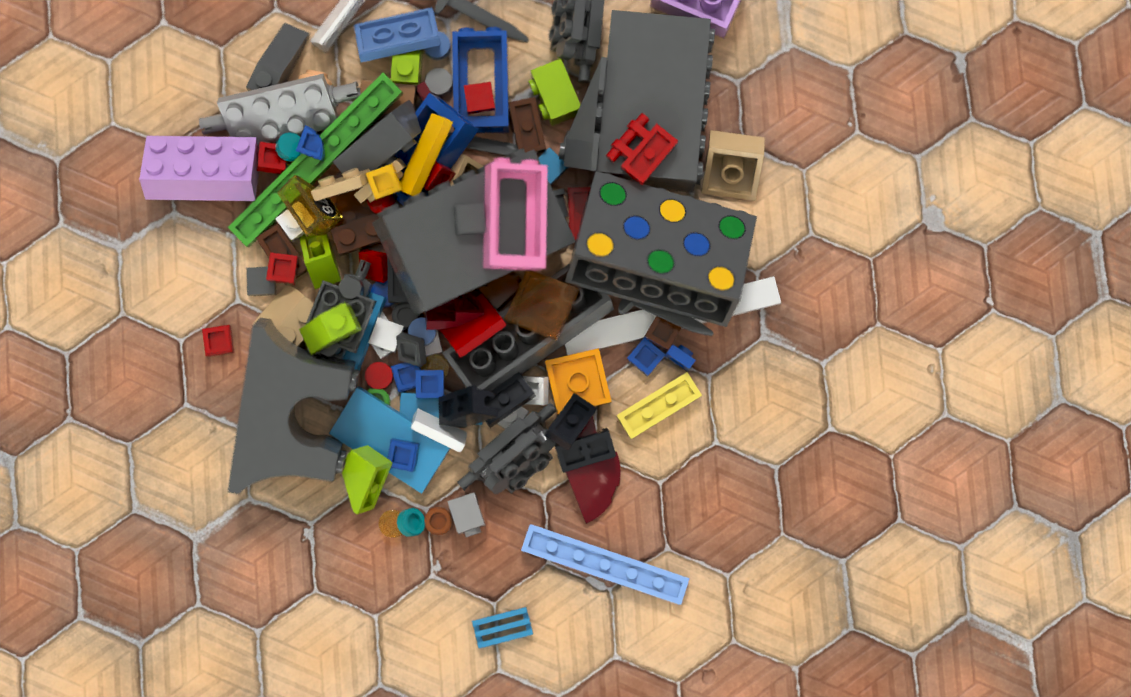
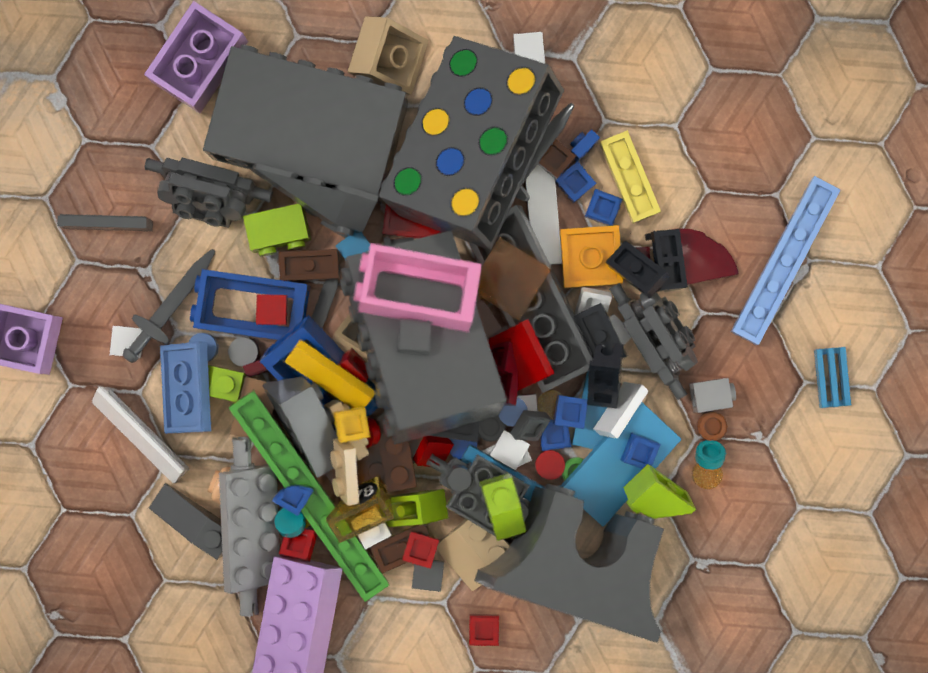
camera: 80 degrees left, 5 degrees up
(626, 386) = (603, 207): none -> blue tile
(648, 154) = (371, 138): red plate -> none

